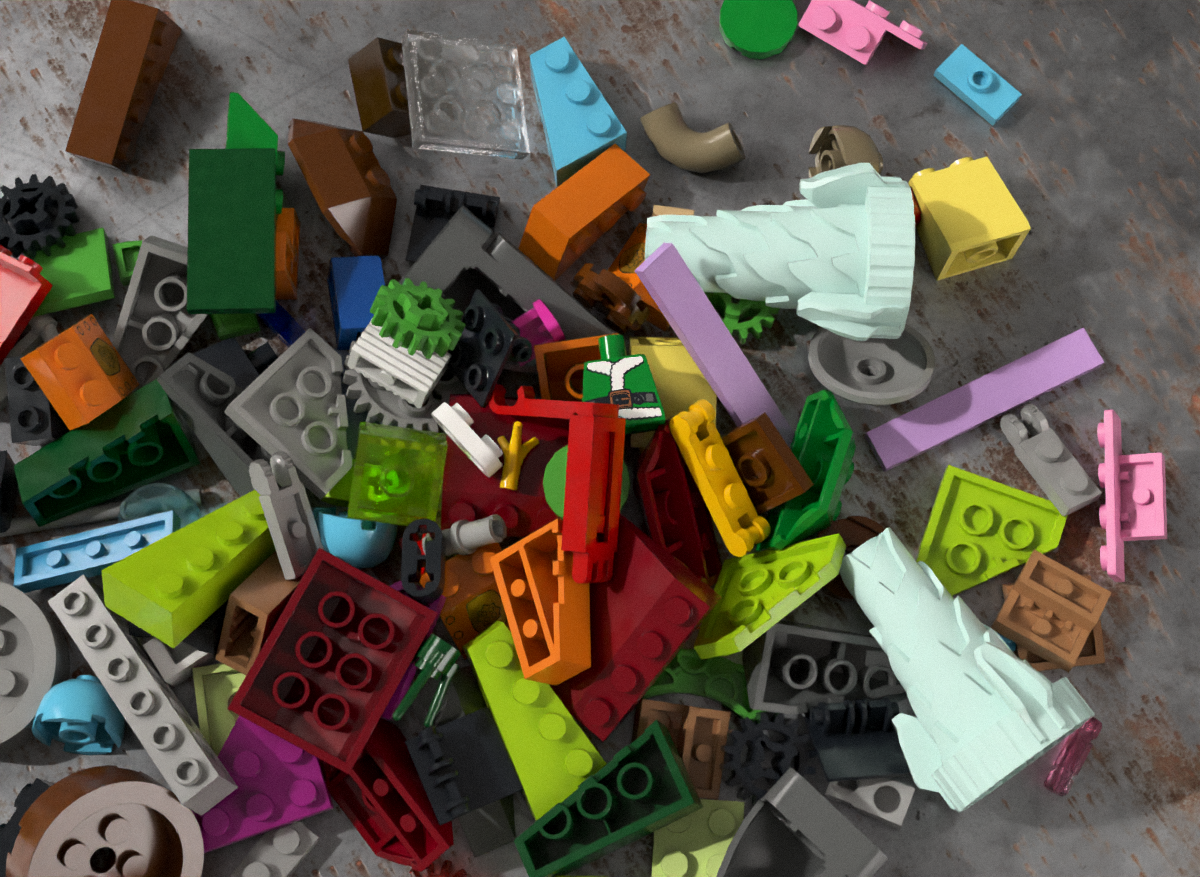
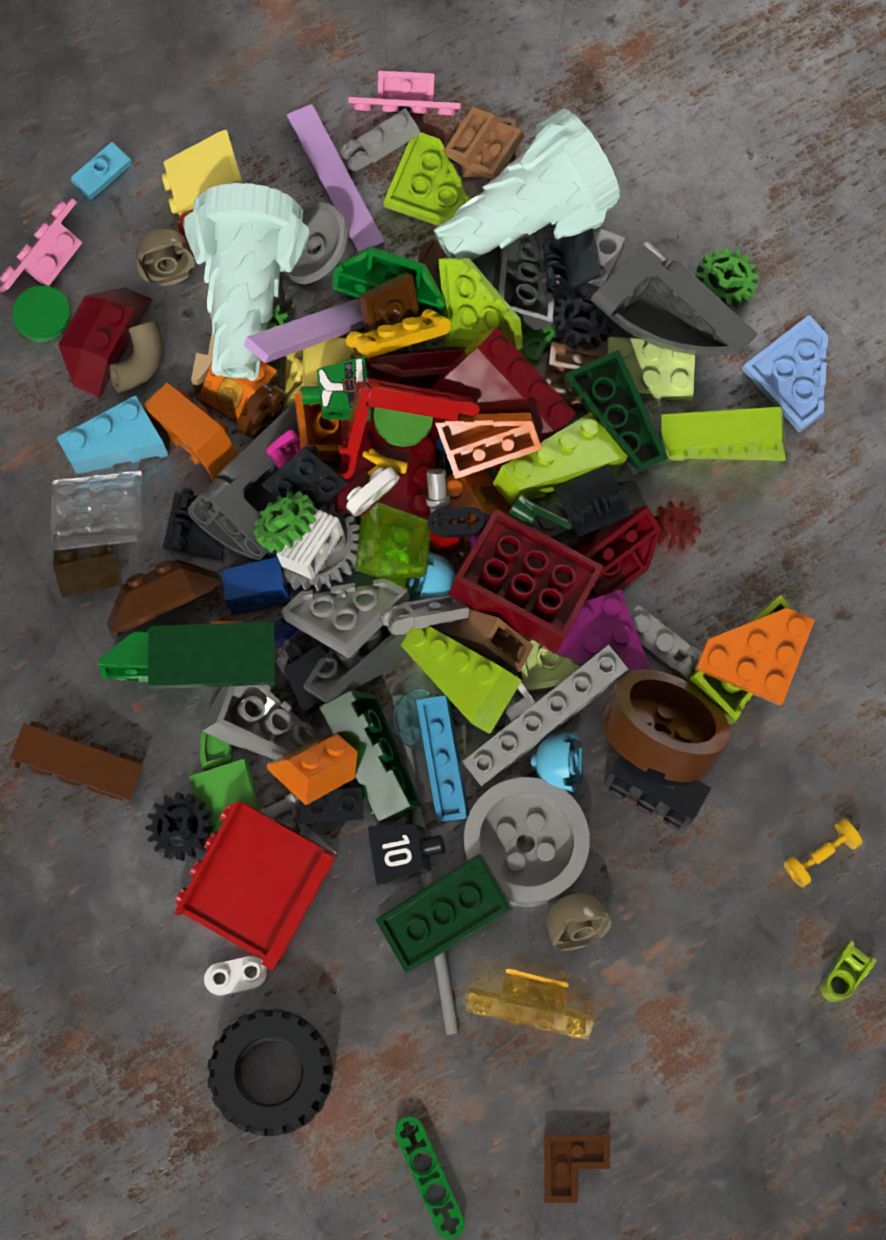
camera: 90 degrees left, 0 degrees up
(725, 86) = (100, 336): none -> dark red wedge

